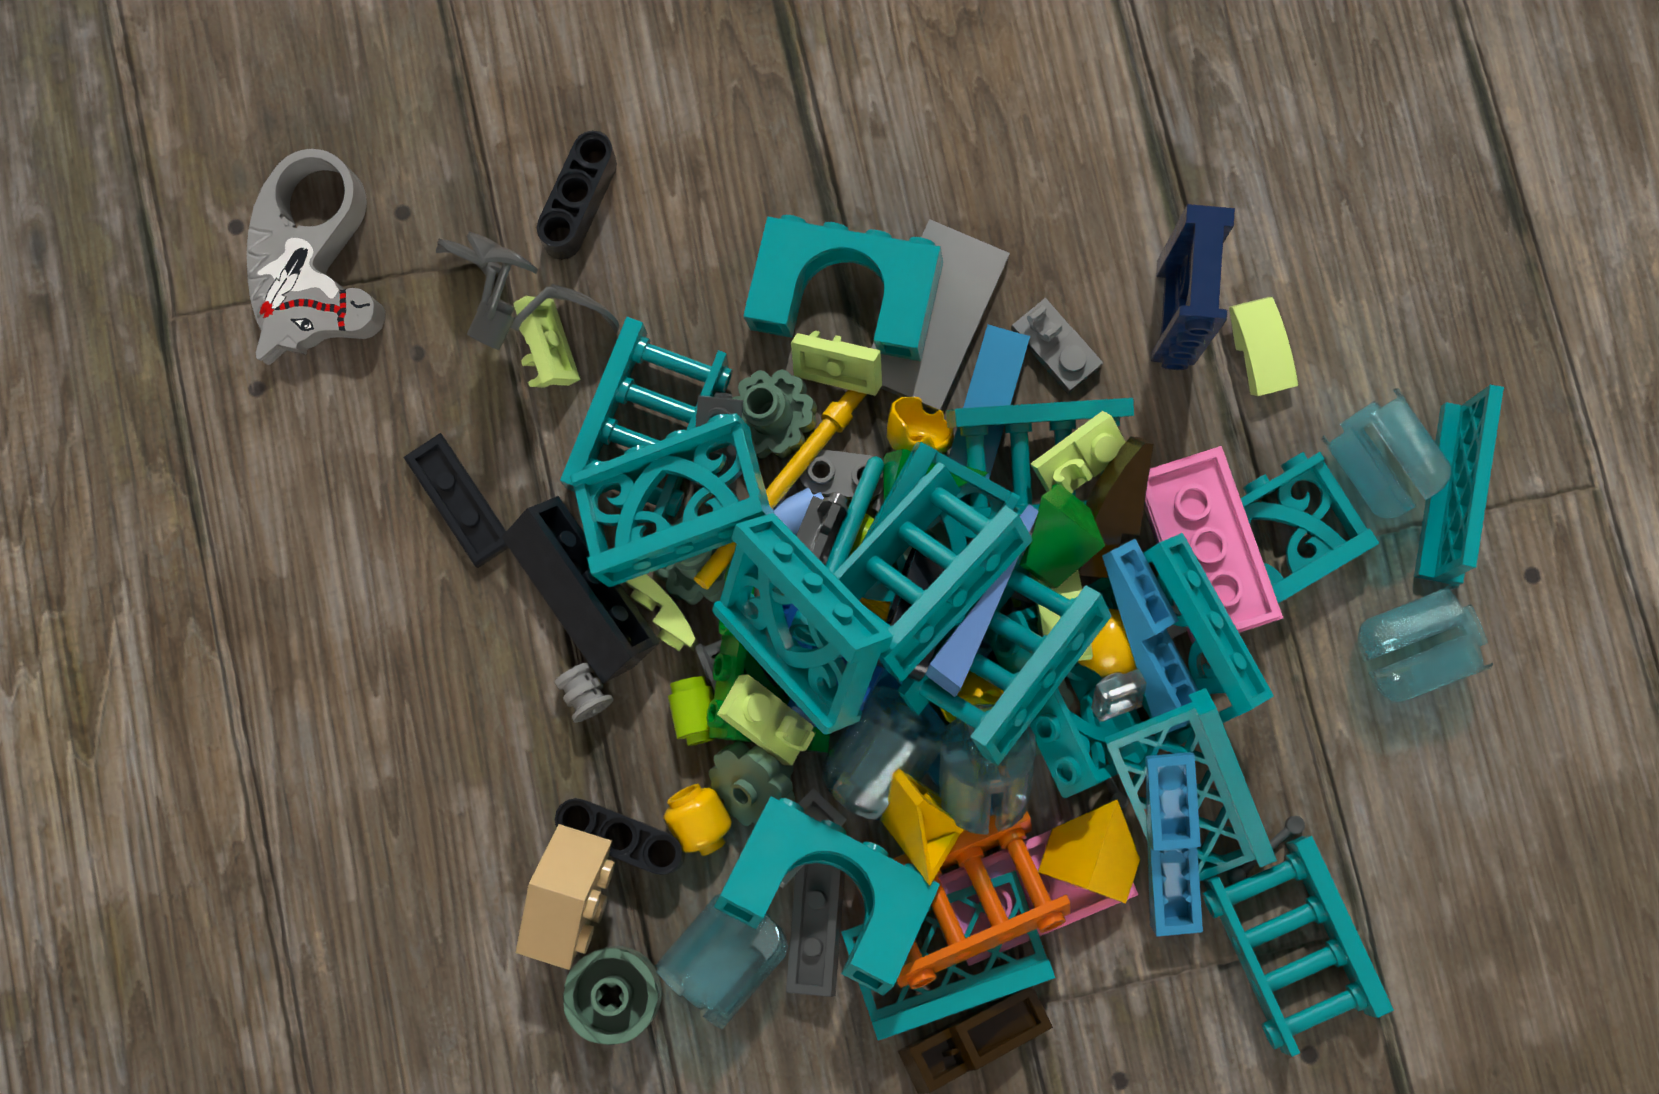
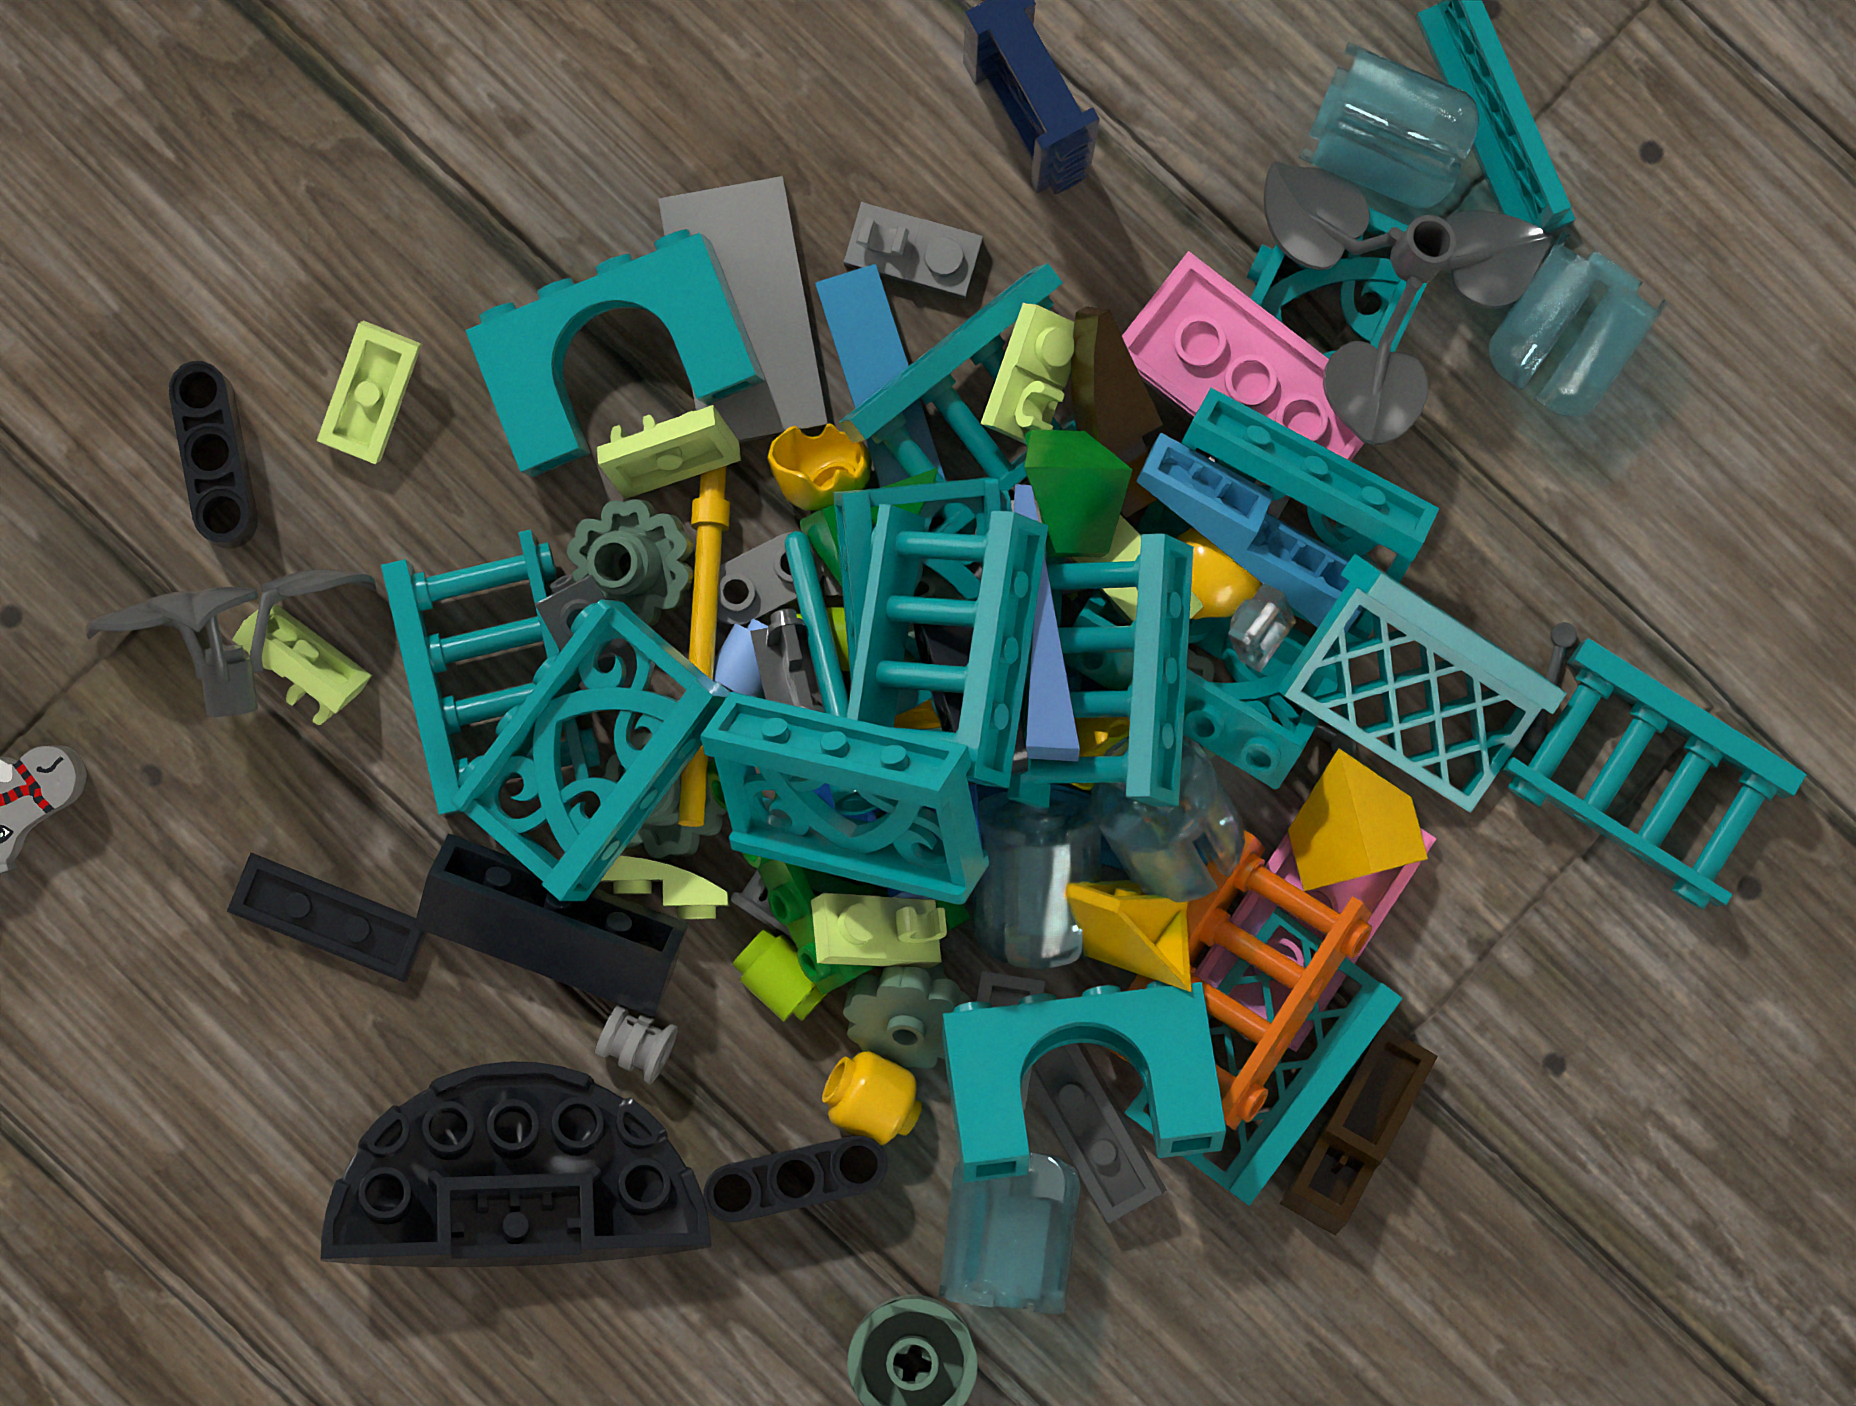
camera: 35 degrees left, 5 degrees up
(457, 719) = (513, 1173): none -> black brick
(565, 897) = (785, 1287): tan brick -> none
(689, 217) = (369, 392): none -> yellowish green plate
(1173, 844) = (1436, 756): dark azure slope -> none
(1265, 346) = (1160, 87): yellowish green slope -> none
(1398, 567) = (1490, 263): none -> dark grey plant

